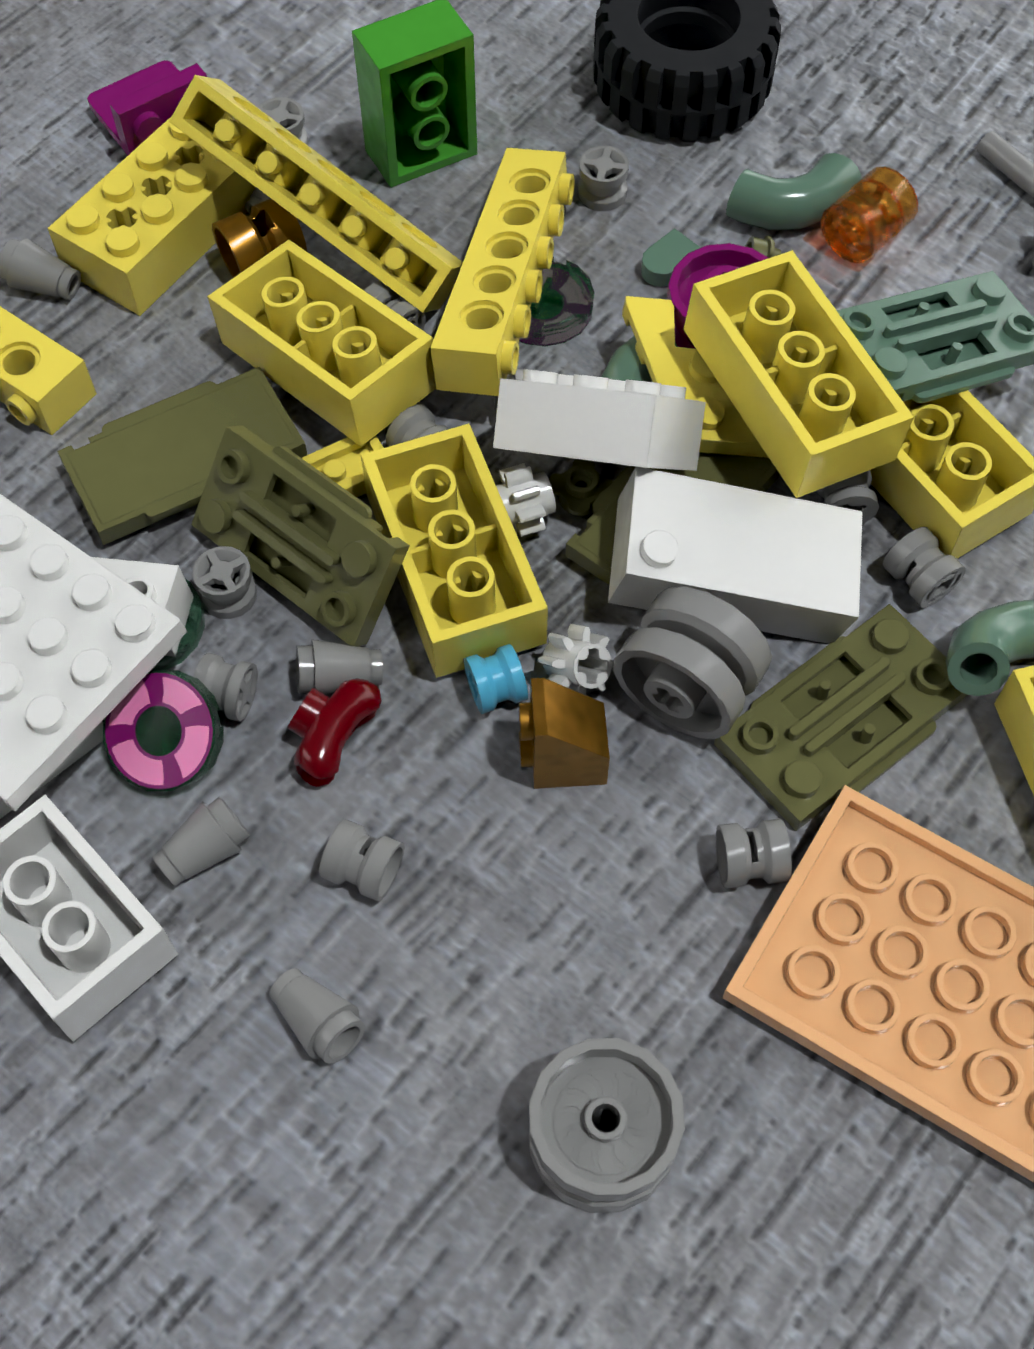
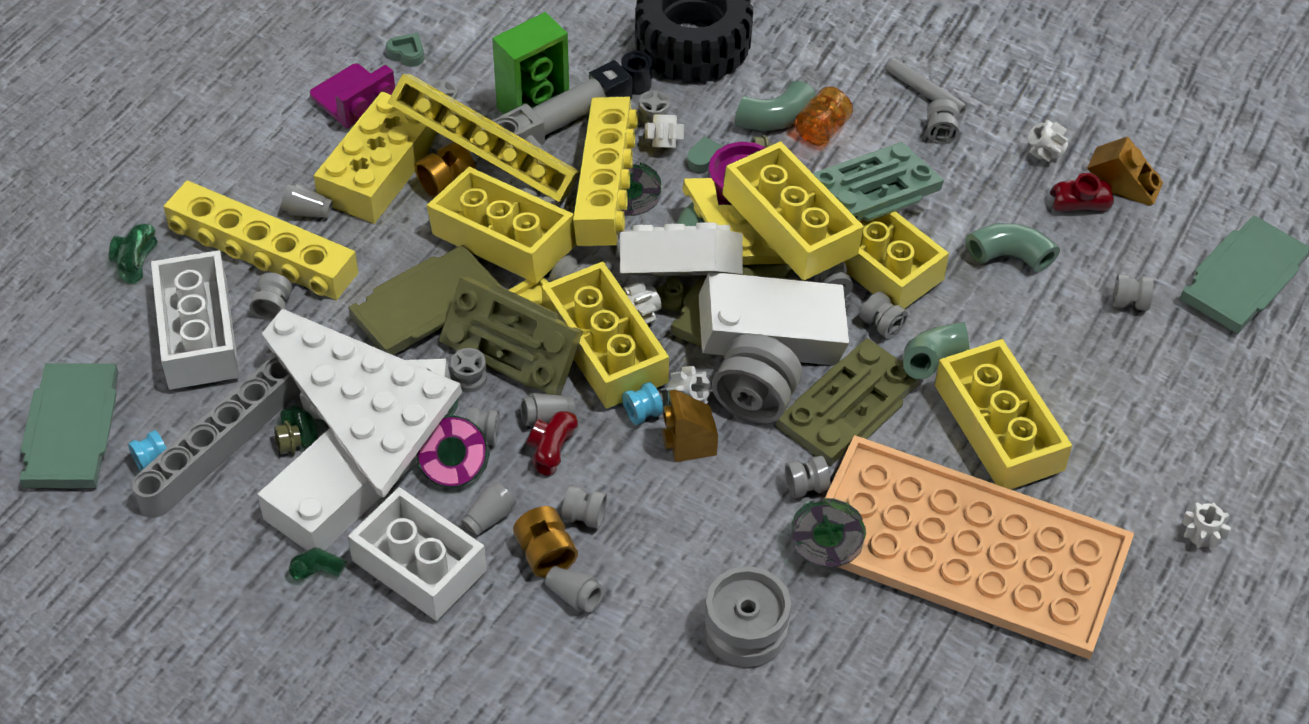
camera: 10 degrees left, 10 degrees down
(248, 46) = (406, 49): none -> sand green tile
(279, 911) = (544, 540): none -> pearl gold wheel
(535, 124) = (609, 80): none -> light grey piece
(612, 213) = (664, 131): none -> white gear
(774, 974) = (828, 532): none -> tile

